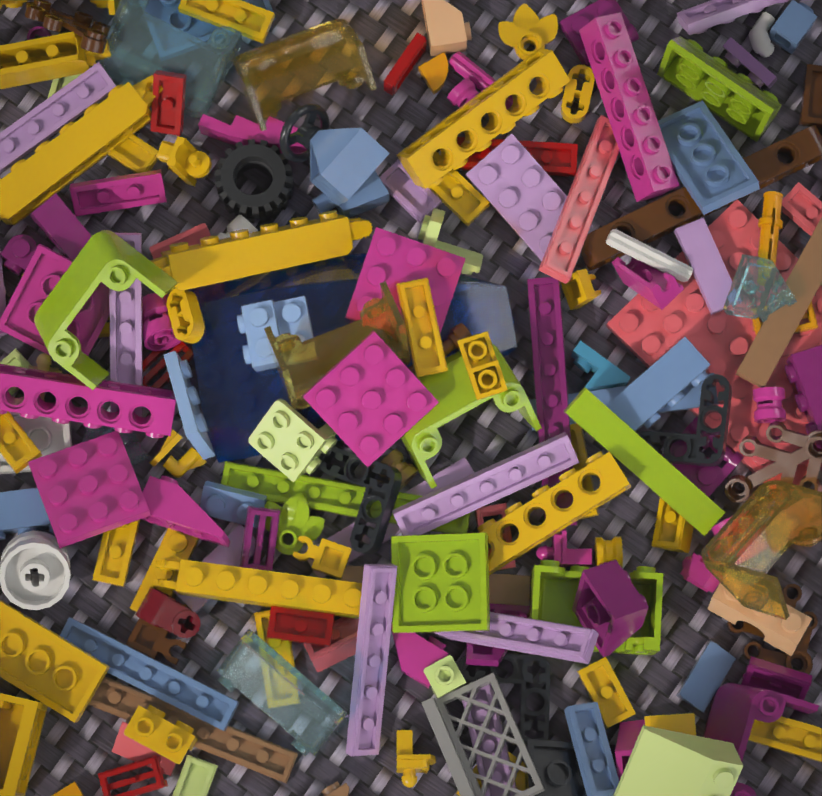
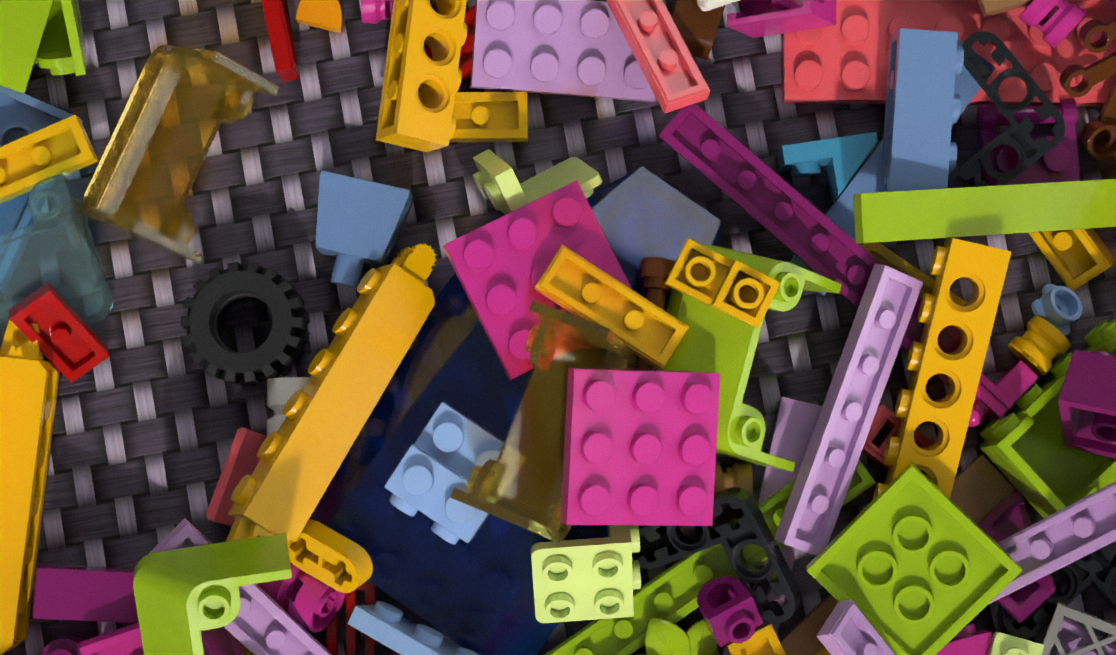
camera: 45 degrees left, 5 degrees up
(118, 192) = (106, 489): dark pink plate -> none
(135, 154) = (83, 425): yellow tile -> none
(184, 160) = (144, 379): yellow hips -> none
(245, 129) = (220, 245): dark pink slope -> none
(338, 157) = (322, 209): medium blue piece -> none
(338, 521) = (728, 610): none -> magenta plate
(412, 198) = (434, 170): lavender tile -> none
(580, 289) = (725, 90): yellow tile -> none
(635, 545) = (1058, 306): none -> light blue plate

